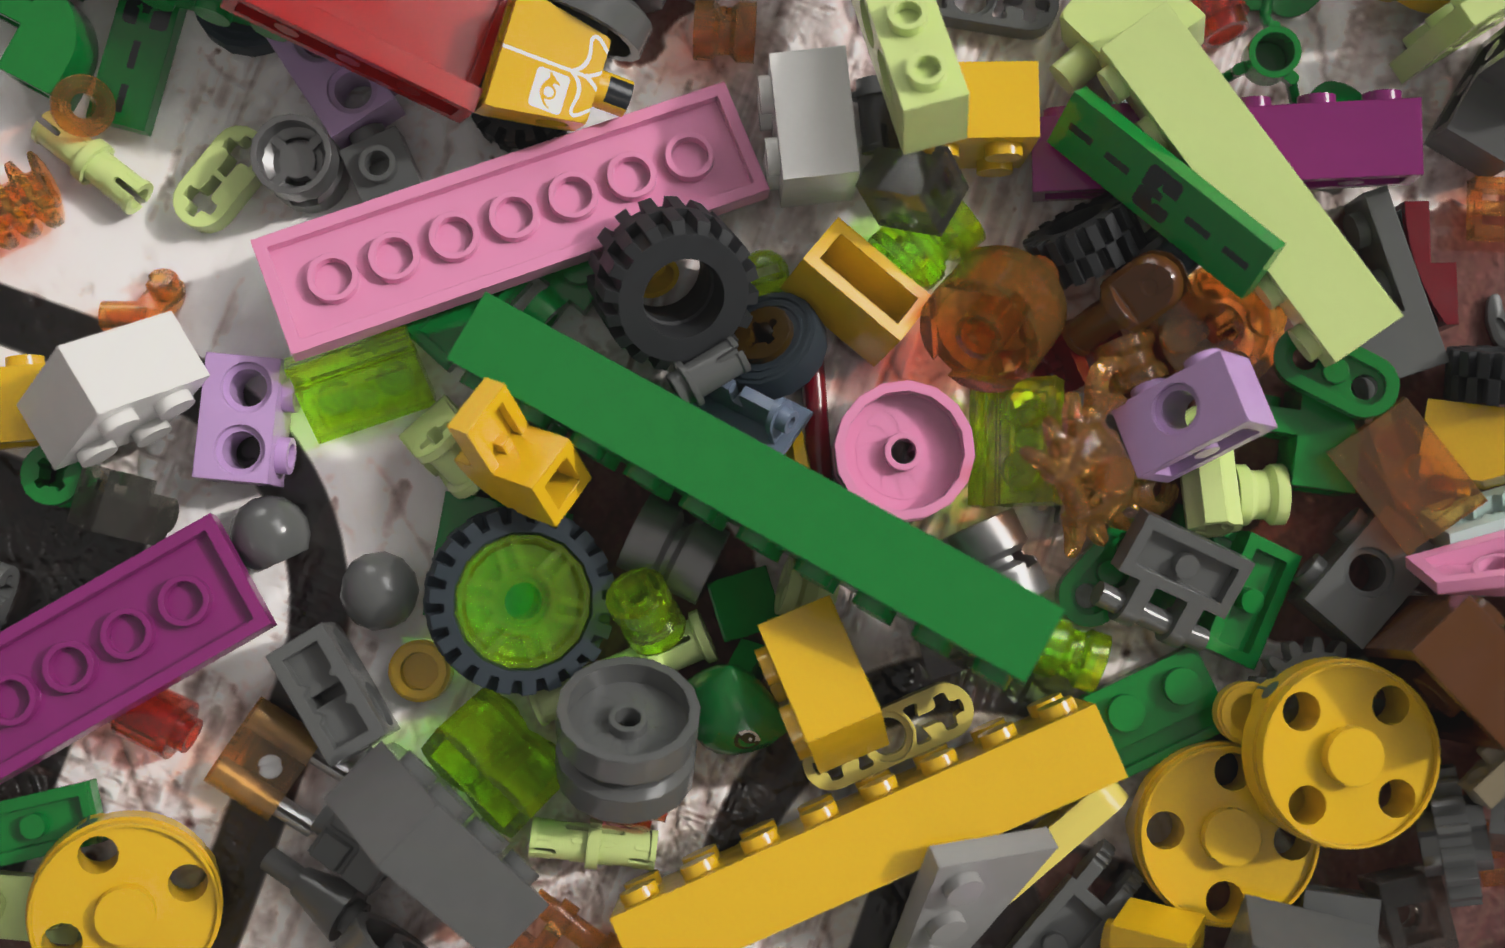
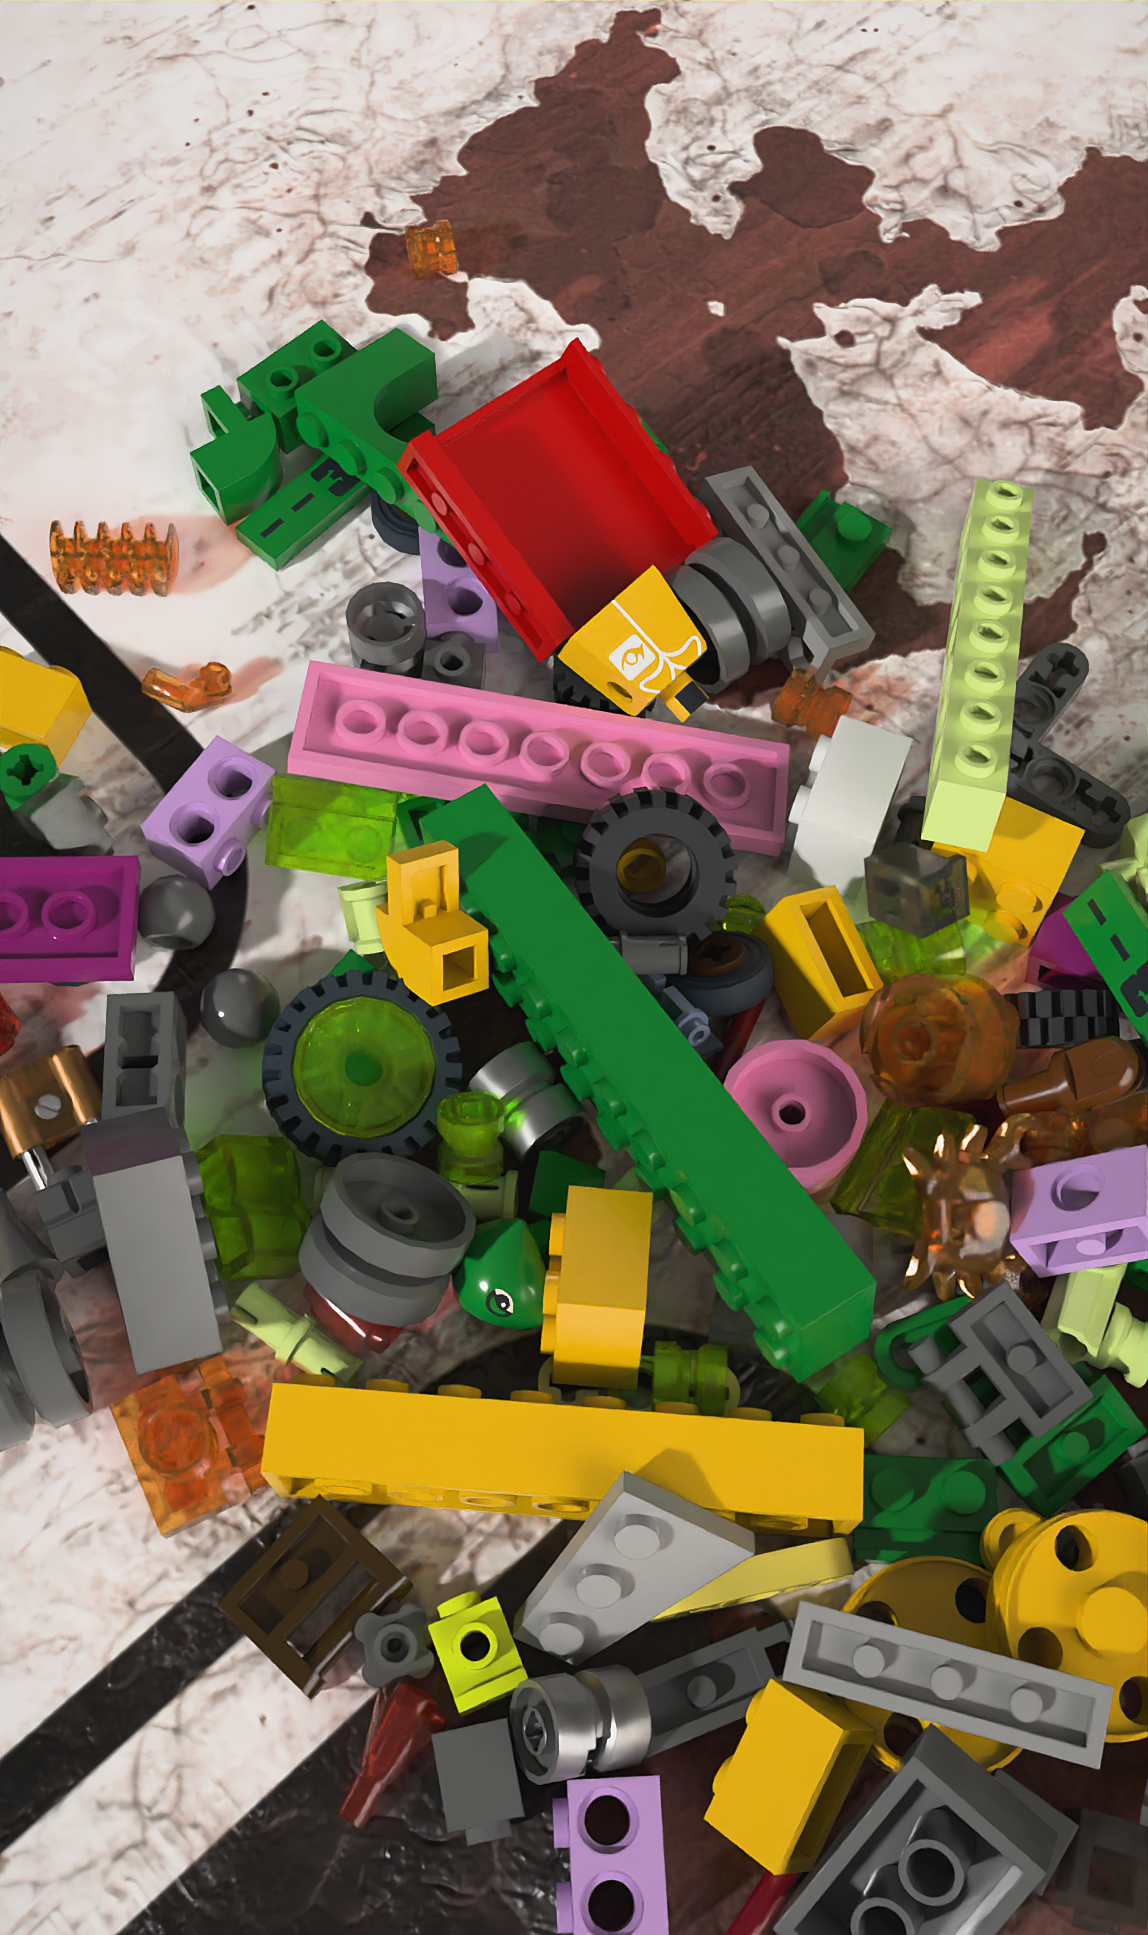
camera: 30 degrees right, 20 degrees down
(94, 164) = (218, 564): yellowish green pin -> none
(102, 105) = (252, 503): clear orange plate -> none
(112, 390) = (121, 718): white brick -> none
(209, 173) = (312, 623): yellowish green beam -> none
(419, 671) = (233, 1101): yellow tile -> none
(916, 725) = (672, 1376): none -> clear neon green wheel
(1249, 870) = (949, 1684): none -> light grey fence

